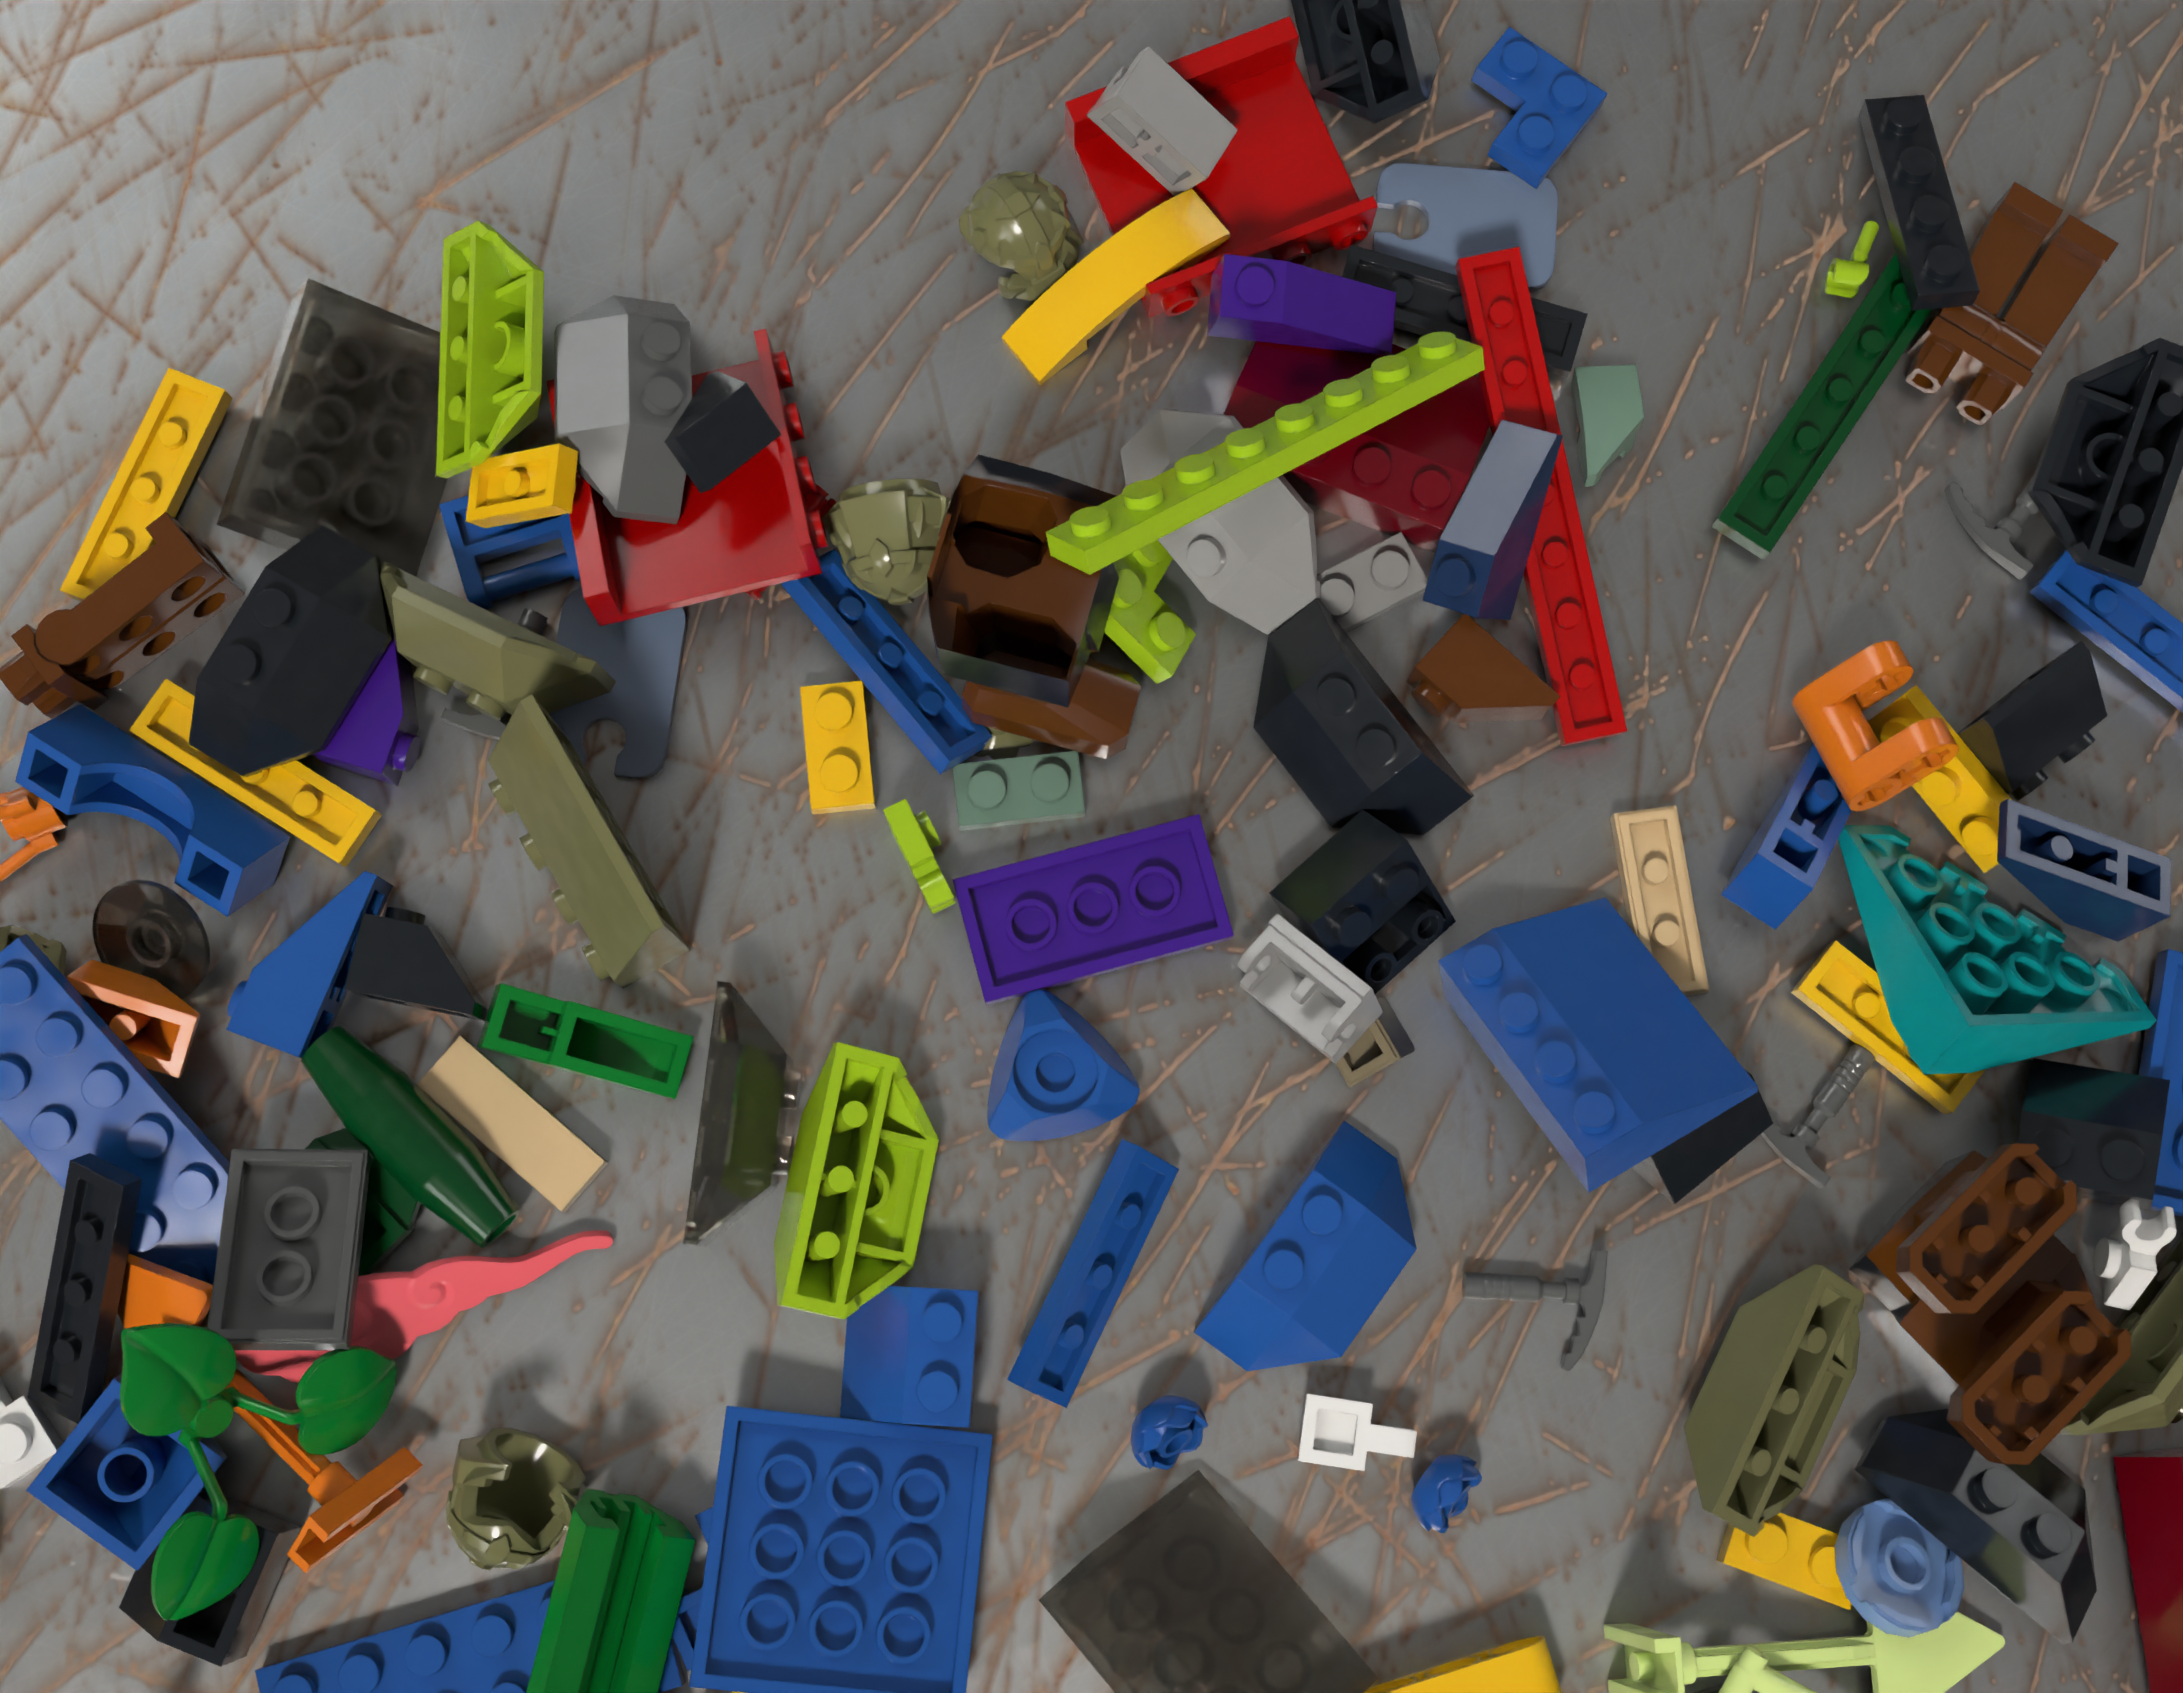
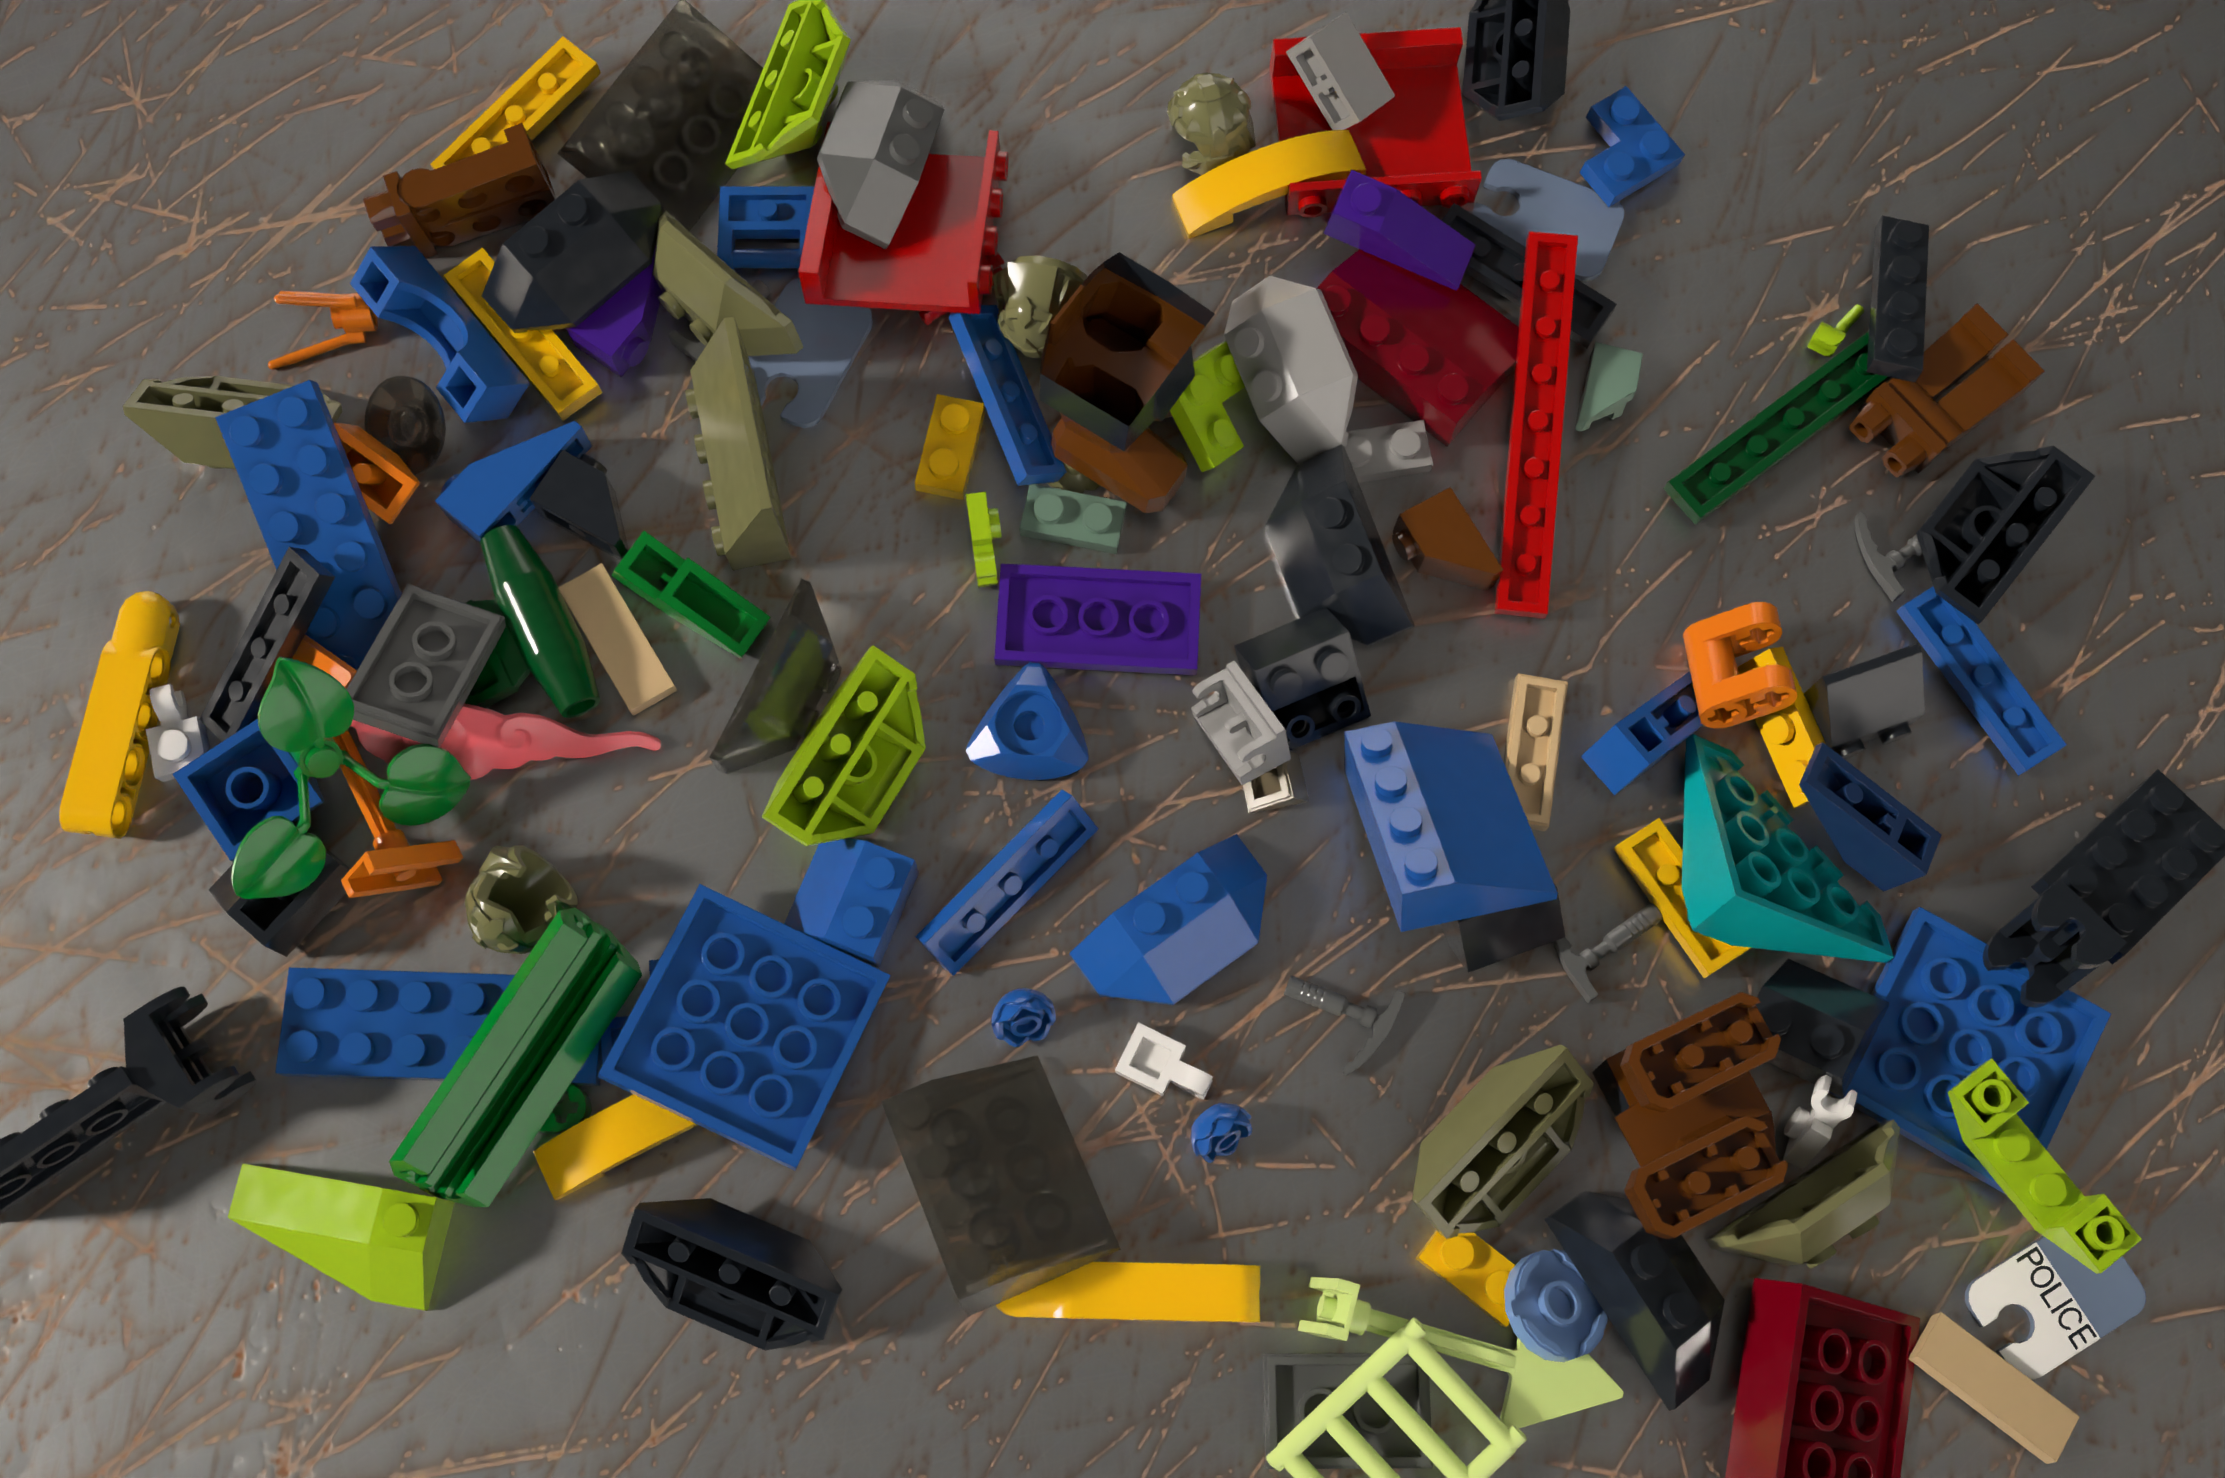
camera: 20 degrees right, 5 degrees down
(522, 486) = (783, 185): yellow plate -> none
(720, 430) = (938, 186): black slope -> none
(1262, 453) = (1325, 315): lime plate -> none
(1494, 525) = (1492, 430): dark blue slope -> none

